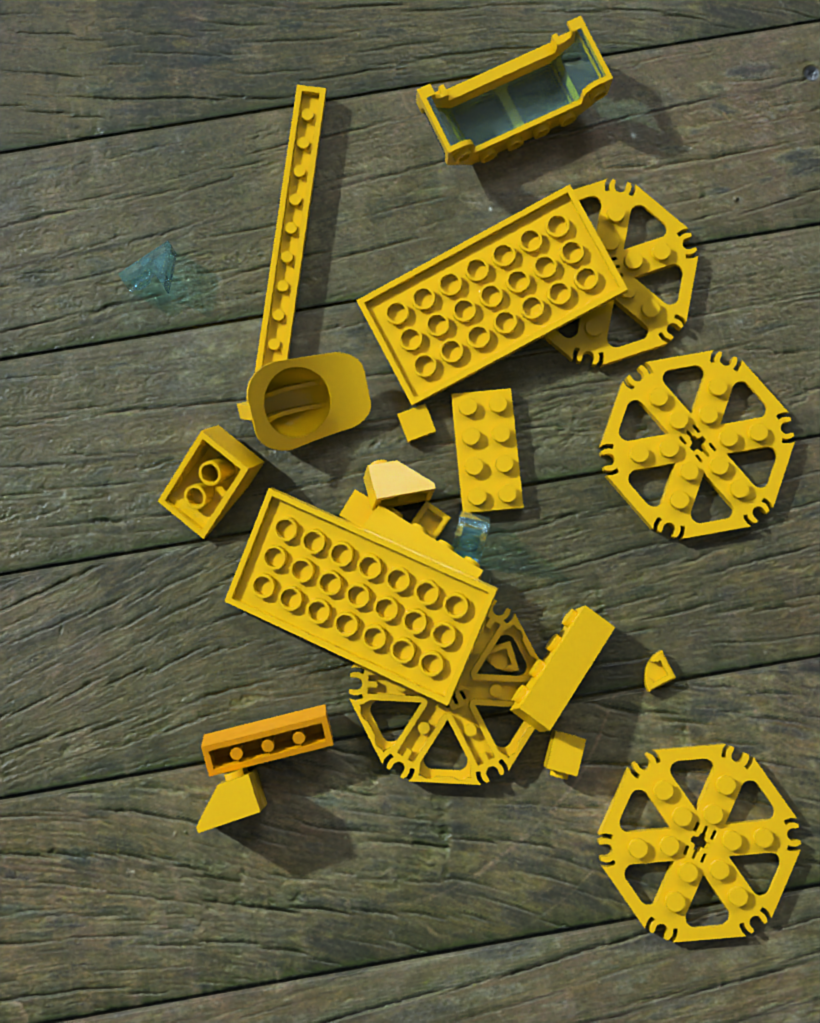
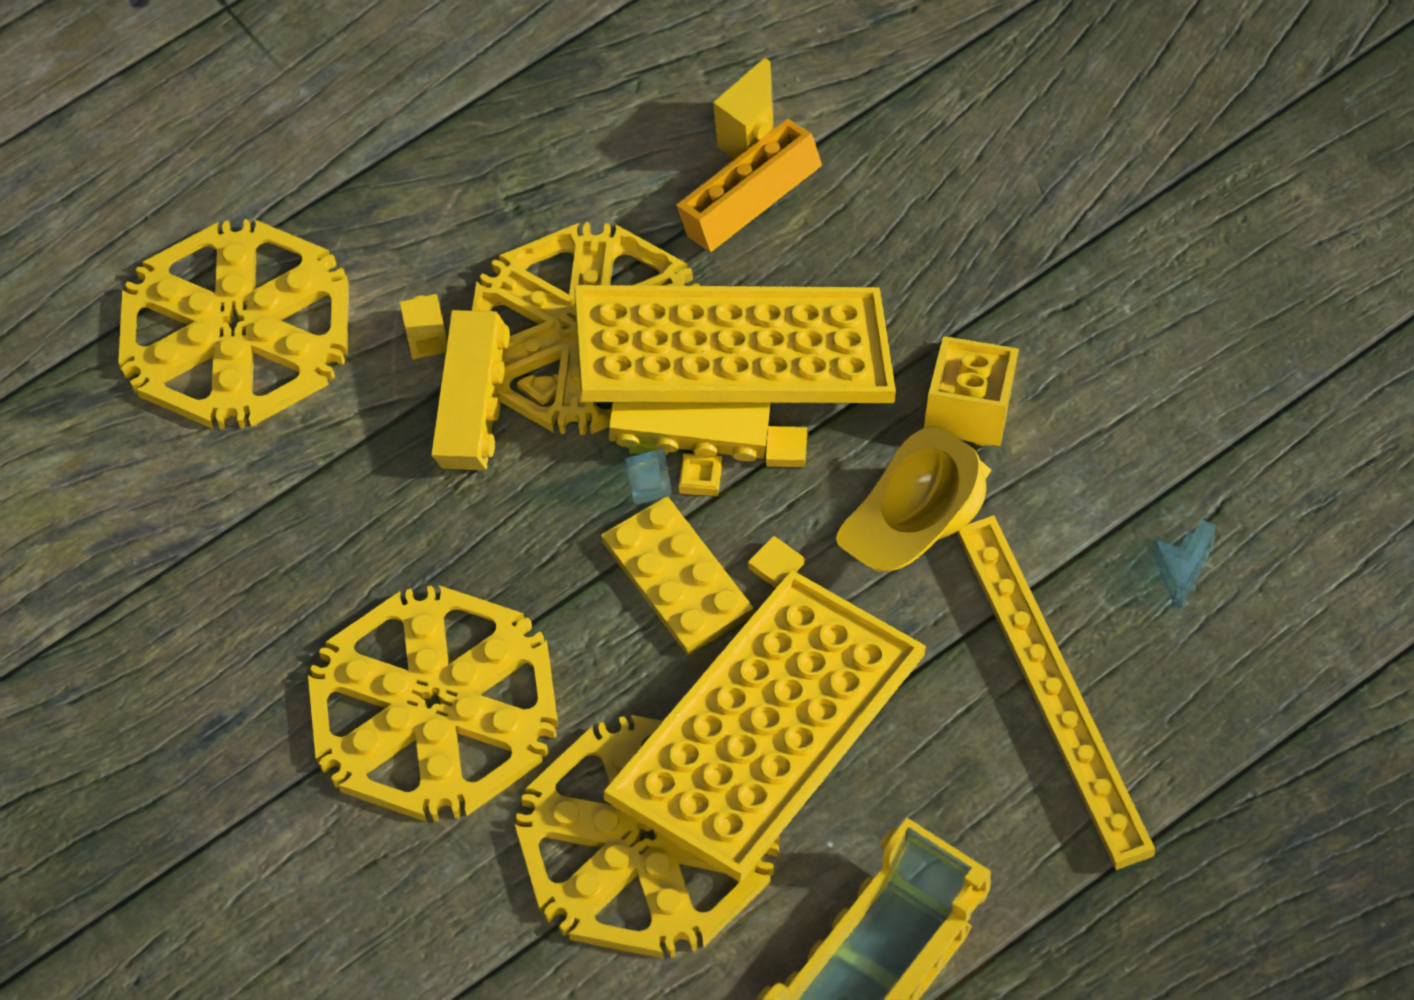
camera: 160 degrees right, 25 degrees down
(395, 484) = (761, 479): yellow slope -> none
(657, 671) = (358, 454): yellow tile -> none

